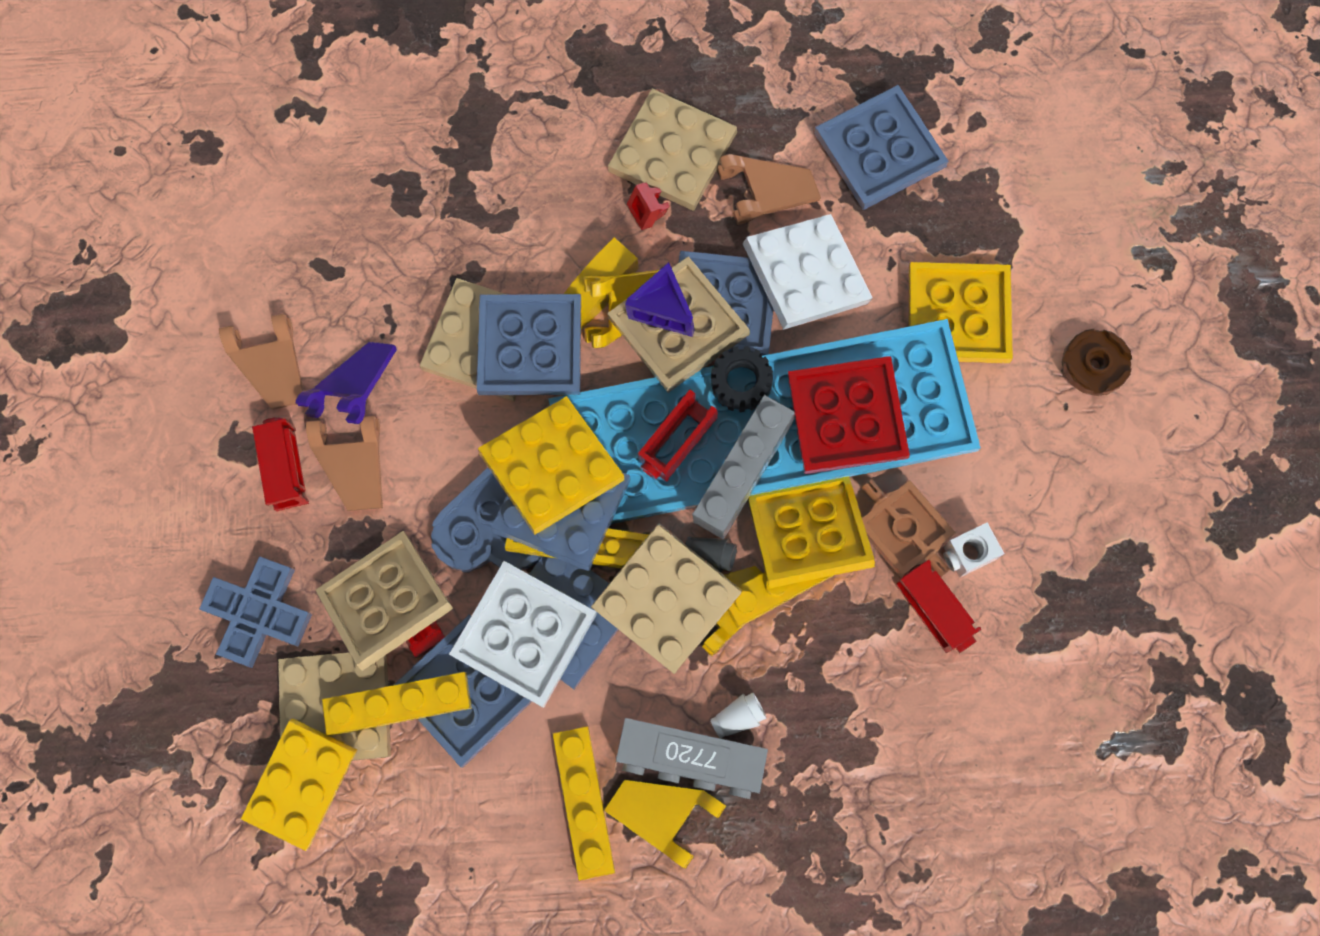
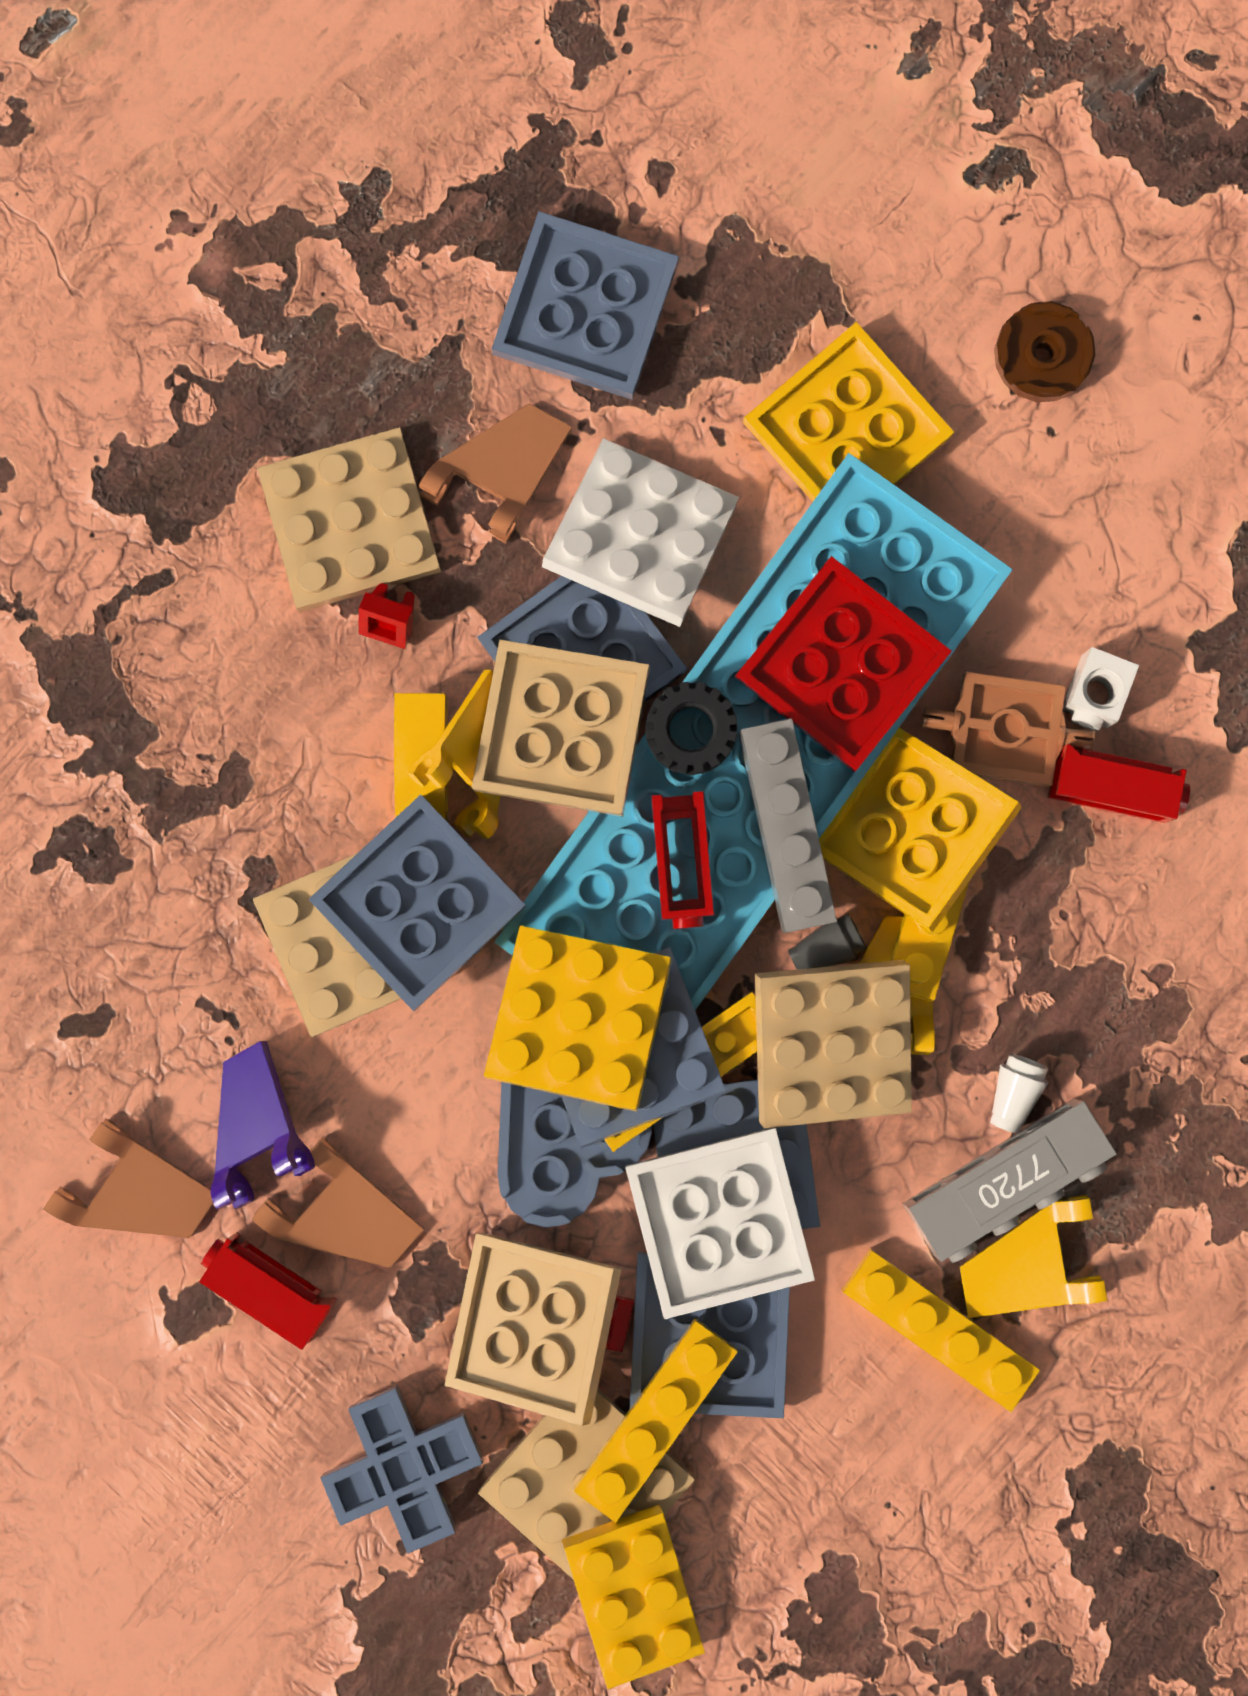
camera: 45 degrees left, 10 degrees up
(661, 304) = (532, 727): dark purple slope -> none

